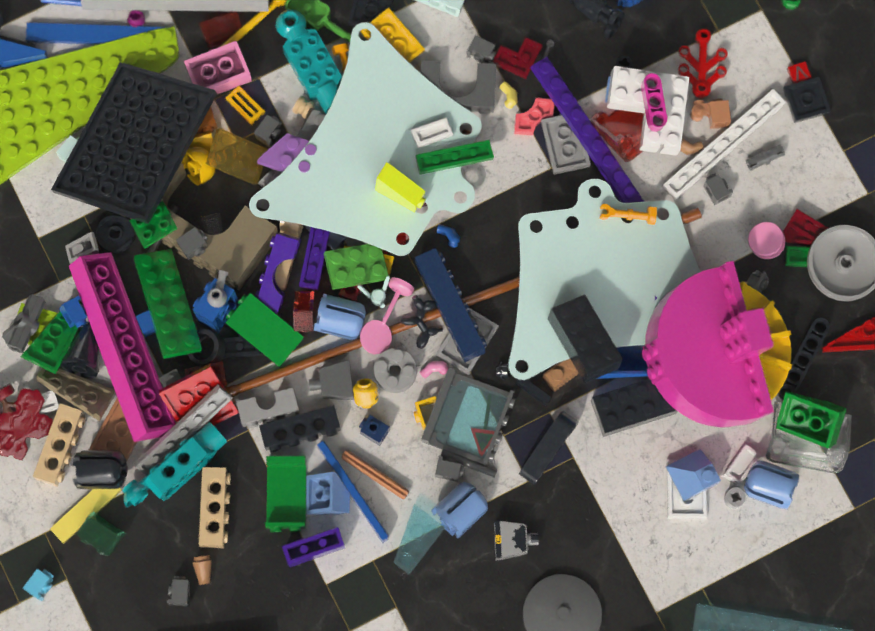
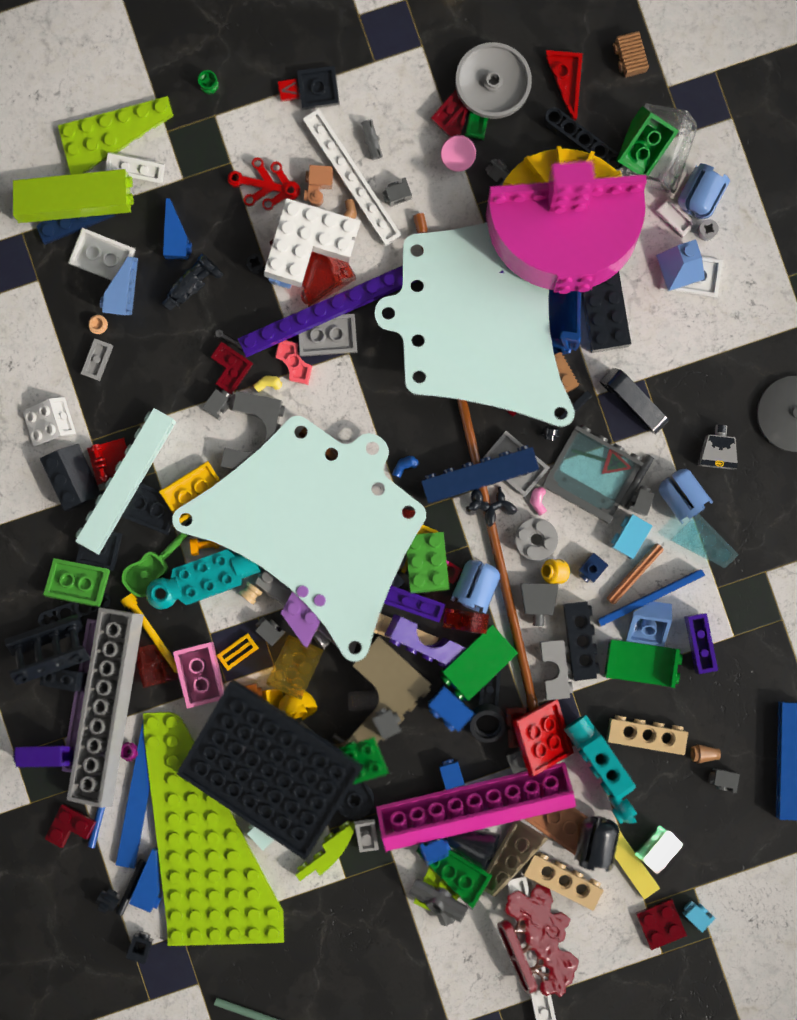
camera: 80 degrees left, 10 degrees up
(26, 550) = (661, 924): none -> dark red plate
(65, 220) = (334, 847): none -> lime slope
(167, 303) = (439, 756): green plate -> none
(184, 429) = (570, 756): light grey tile -> none
(221, 300) = (443, 703): light grey bar -> none
(375, 334) = (498, 552): bright pink piece -> none
(377, 296) = (458, 545): light aqua plant -> none
(399, 188) = (360, 506): neon yellow slope -> none
(411, 464) = (631, 536): none -> medium azure brick
(417, 414) = (583, 523): yellow bracket -> none
(432, 132) = (301, 466): white tile -> none
(454, 157) = (331, 447): green plate -> none
(584, 338) = (544, 346): black brick -> none
(650, 215) = (420, 263): light orange piece -> none
(657, 94) = (302, 242): dark pink beam -> none

